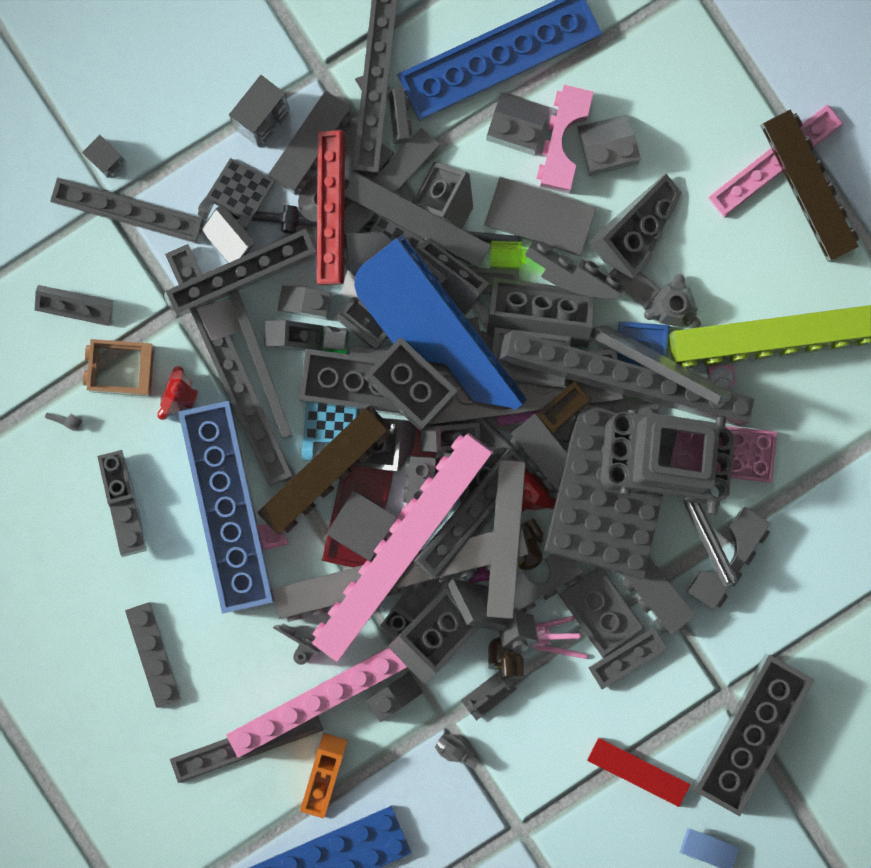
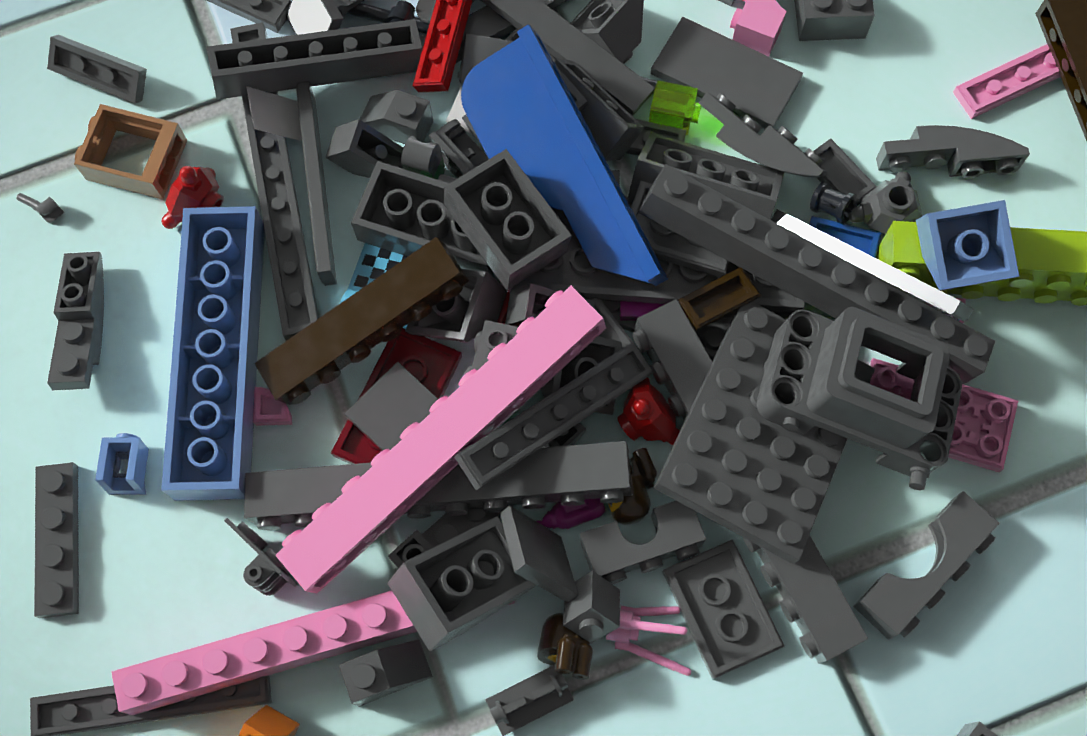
camera: 20 degrees right, 15 degrees down
(184, 597) = (122, 465): none -> medium blue window
(506, 539) = (599, 460): tile -> none
(627, 658) = (751, 686): dark grey plate -> none
(632, 235) = (853, 107): dark grey wedge -> none
(632, 310) = (833, 202): none -> black bush
(711, 543) = (905, 533): dark grey axle -> none
(720, 250) = (963, 149): none -> dark grey slope
(723, 348) = (968, 245): none -> medium blue slope

